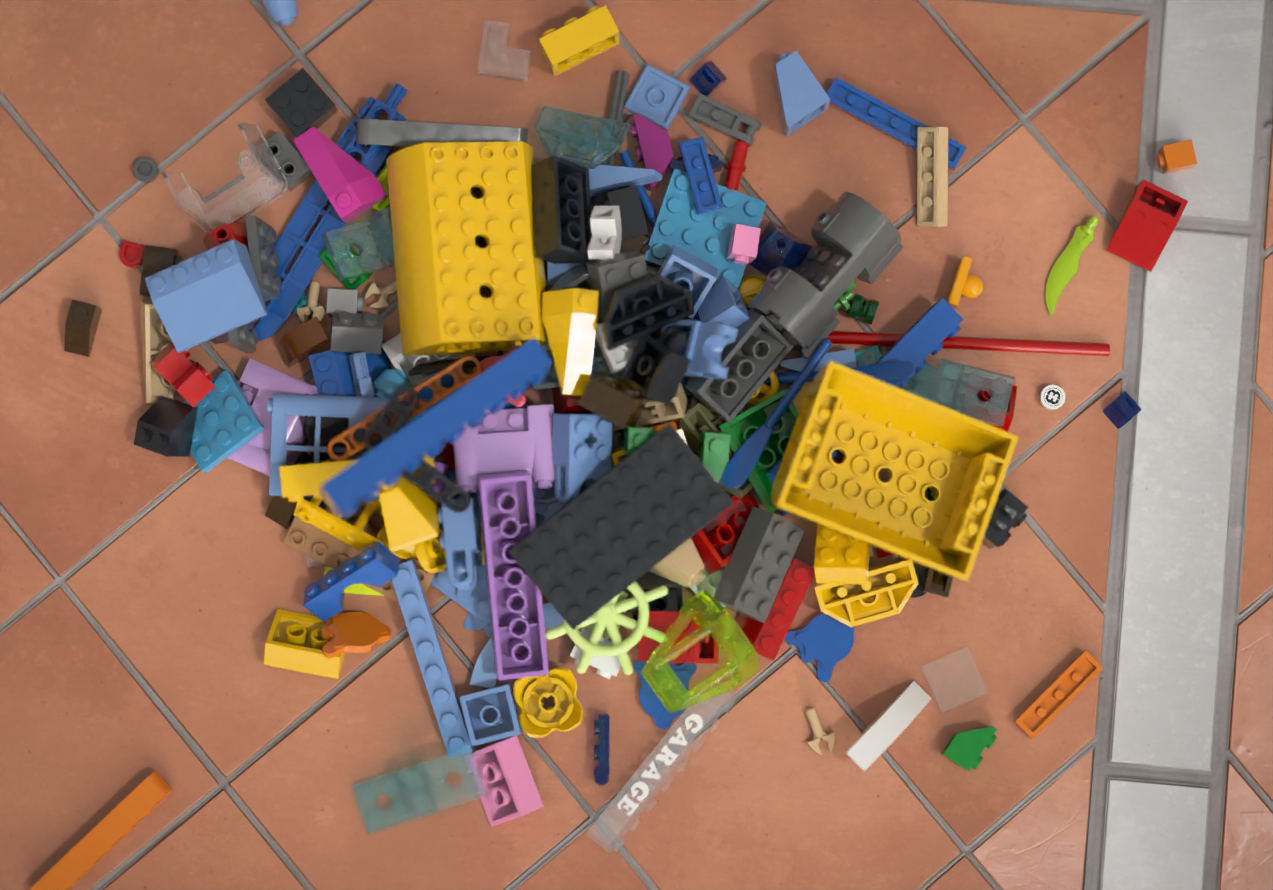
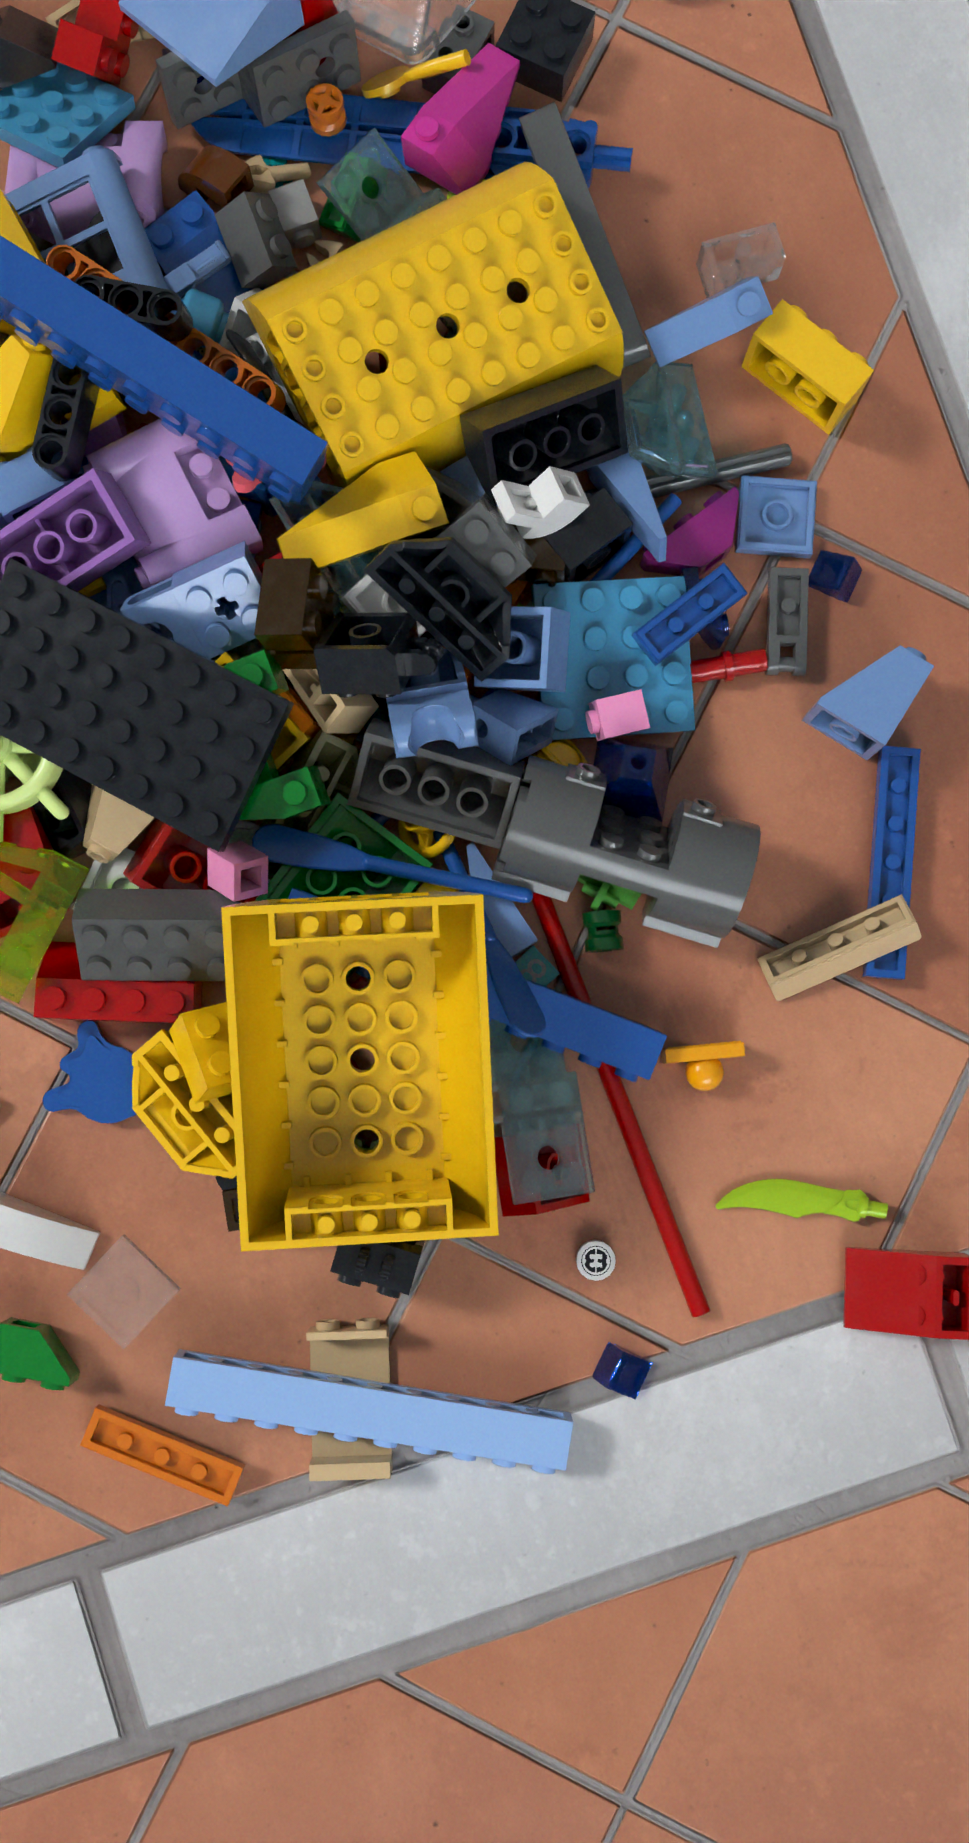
camera: 65 degrees right, 0 degrees up
(284, 208) = (391, 80): none -> yellow piece
(285, 252) = (326, 109): none -> orange wheel
(531, 82) = (709, 321): none -> medium blue slope
(746, 502) = (238, 871): none -> bright pink brick
(1072, 573) = (358, 1353): none -> tan panel
(1083, 562) = (369, 1410): none -> light blue brick

